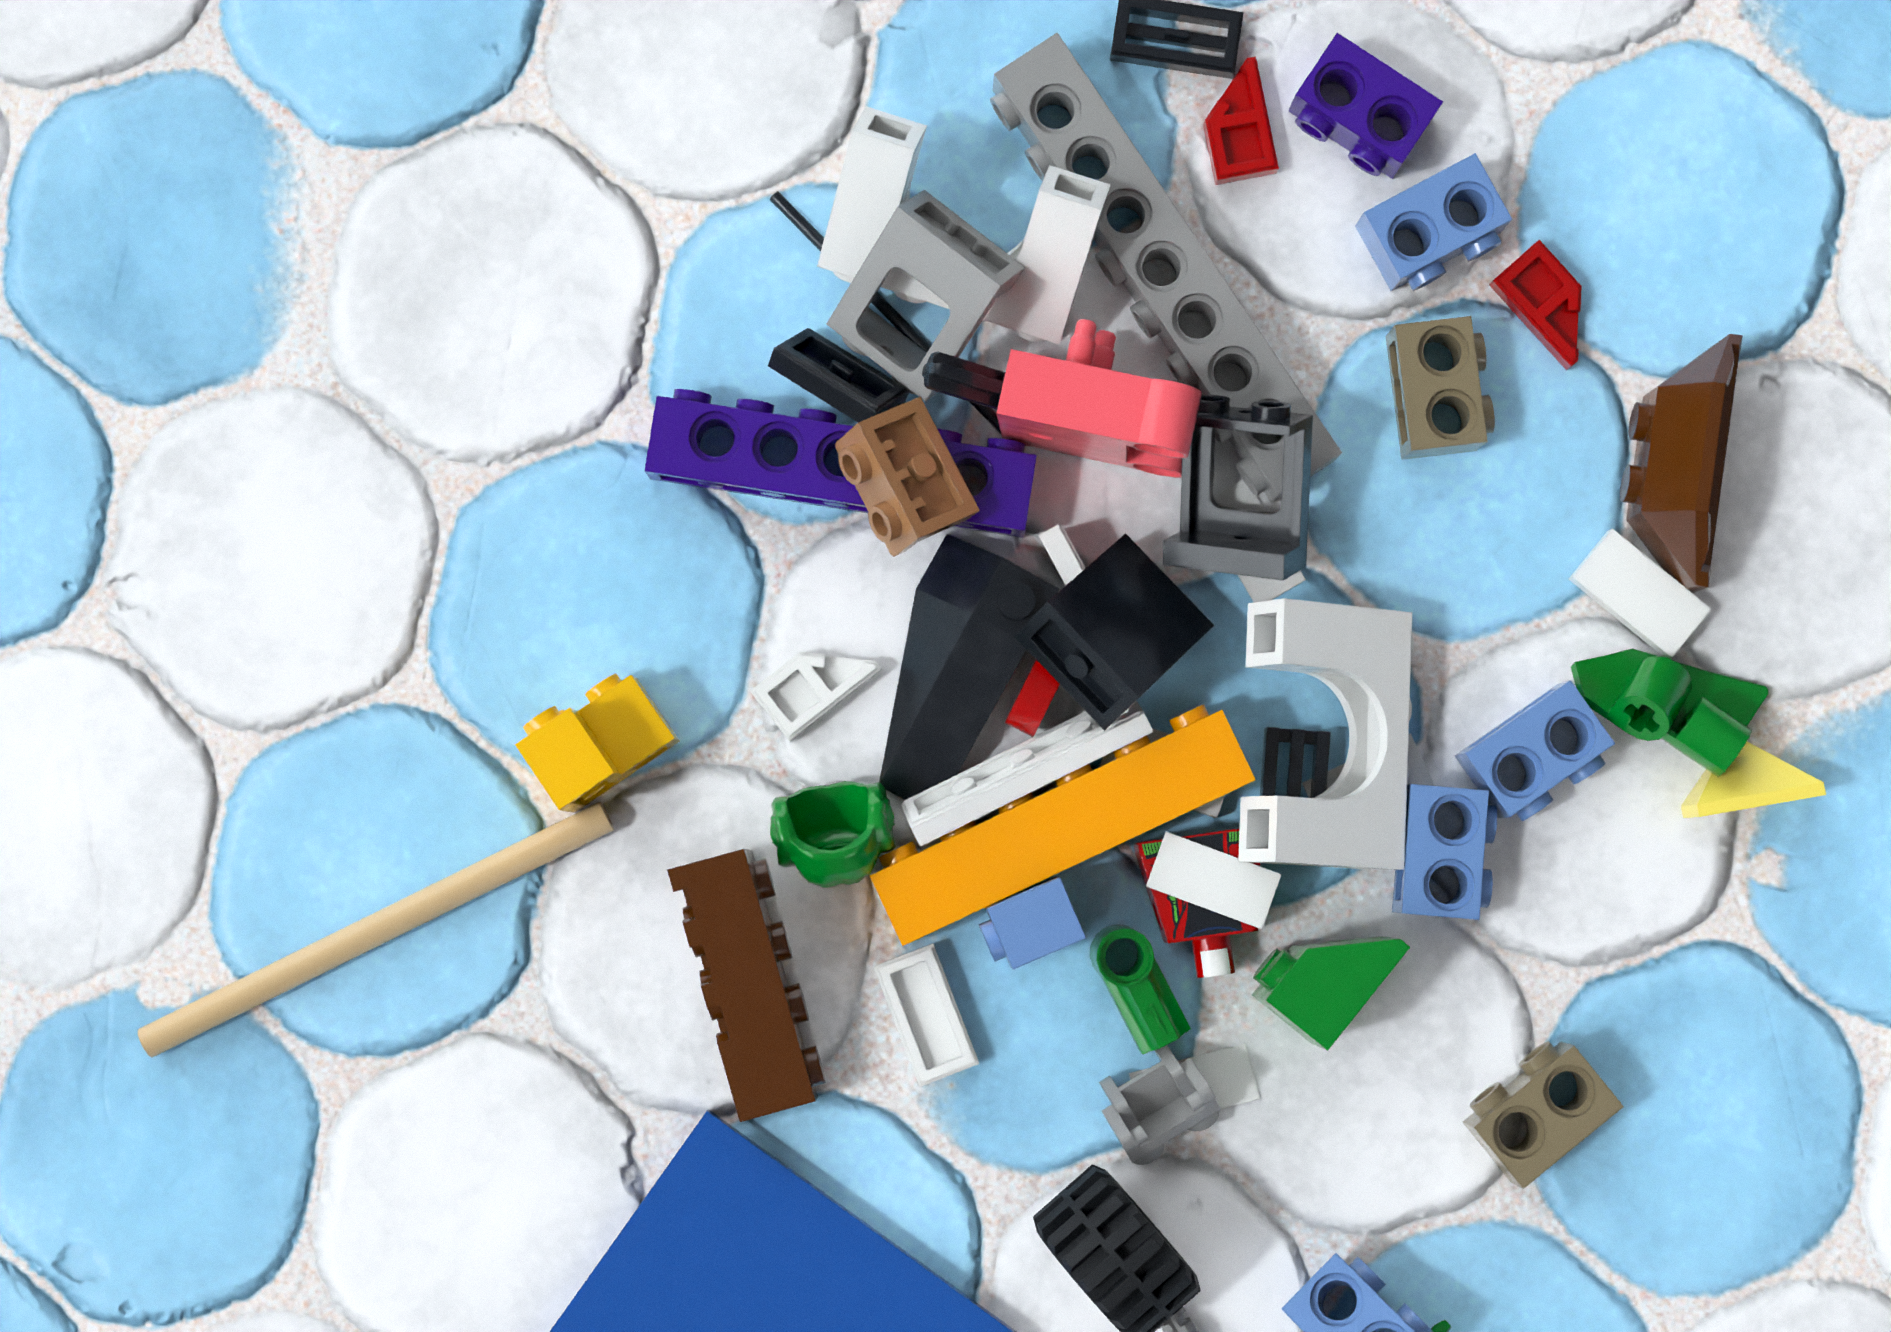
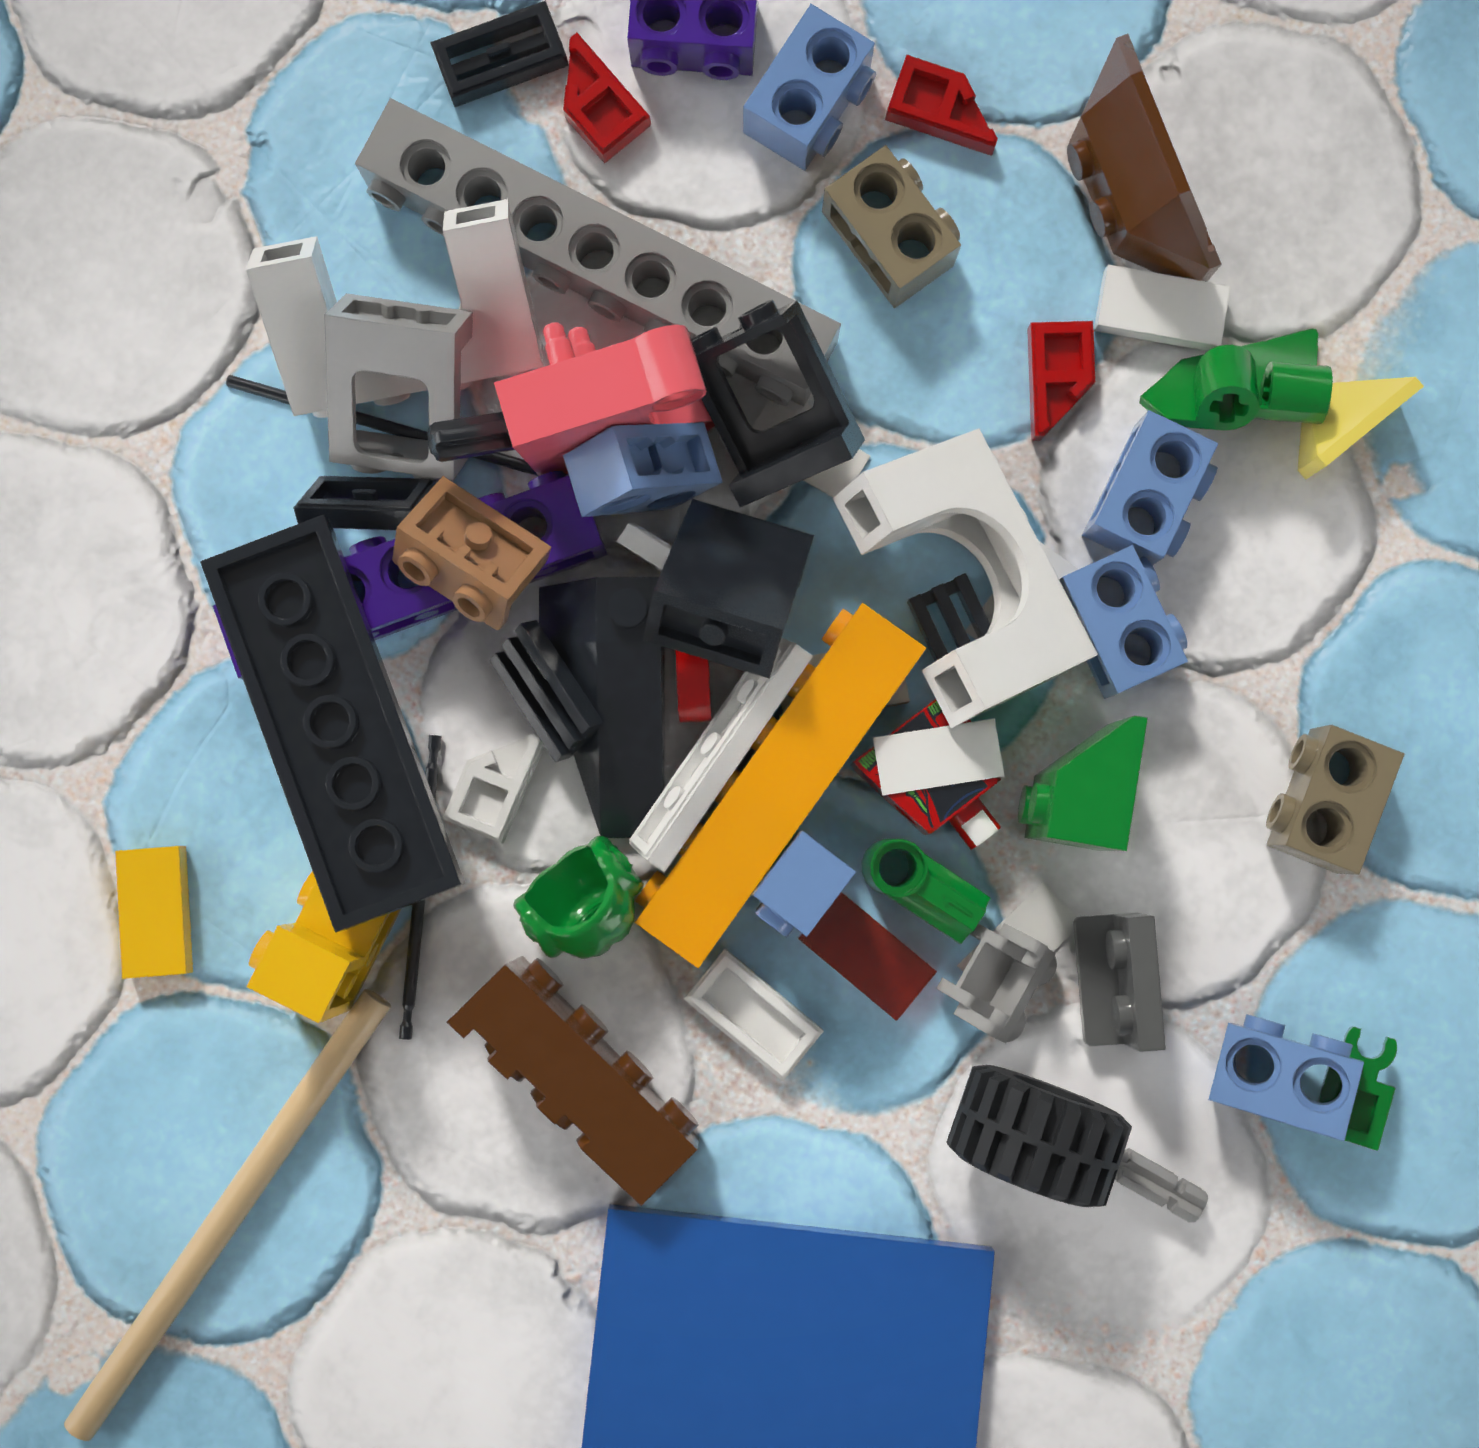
camera: 25 degrees left, 0 degrees up
(454, 631) = (154, 912): none -> yellow tile
(696, 739) = (417, 914): none -> black piece
(707, 558) = (332, 723): none -> black plate
(895, 632) = (540, 697): none -> black tile
(1055, 1020) = (869, 956): none -> clear red tile
(1096, 485) = (642, 468): none -> medium blue brick
(1261, 1164) = (1119, 981): none -> dark grey bracket
(1516, 598) = (1059, 370): none -> red tile

